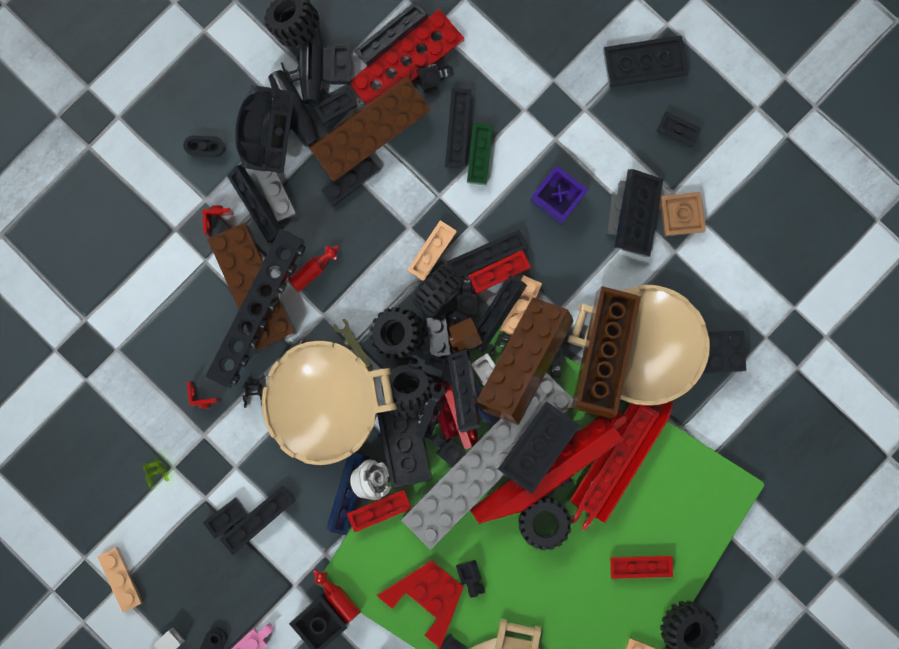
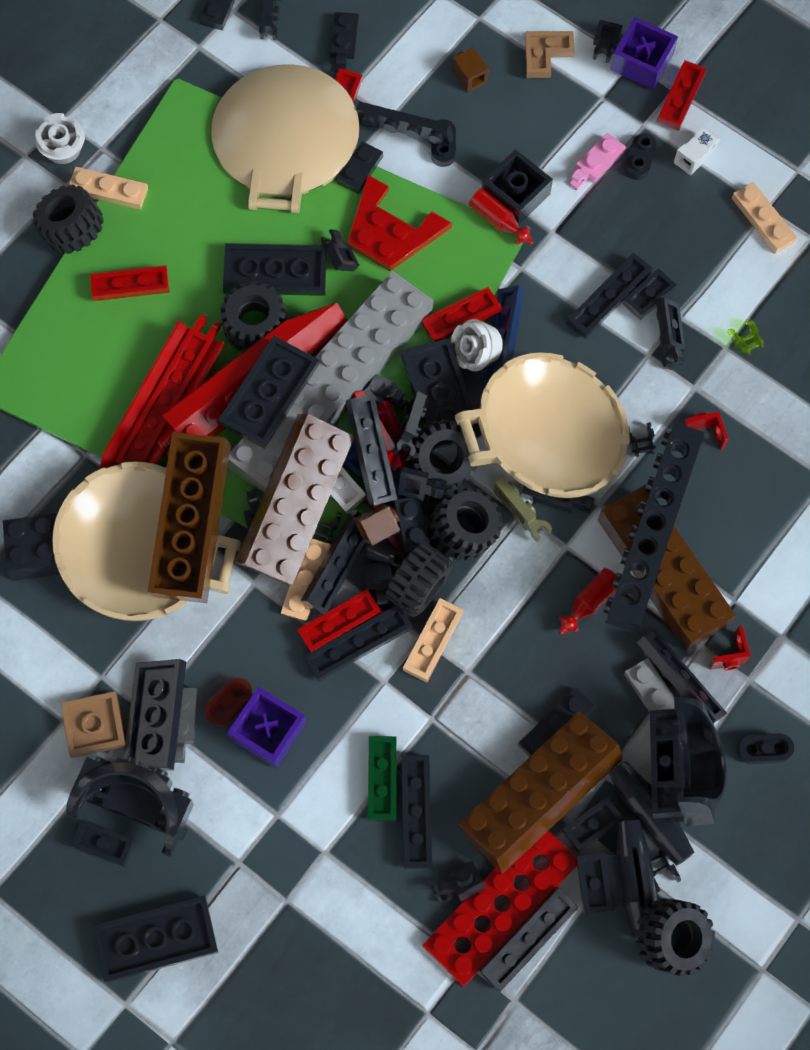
camera: 175 degrees right, 15 degrees down
(214, 481) = (671, 332): none -> black plate
(524, 567) = (283, 267): none -> black plate
(584, 221) = (225, 700): none -> clear red plate
(654, 155) = (134, 794): none -> black piece

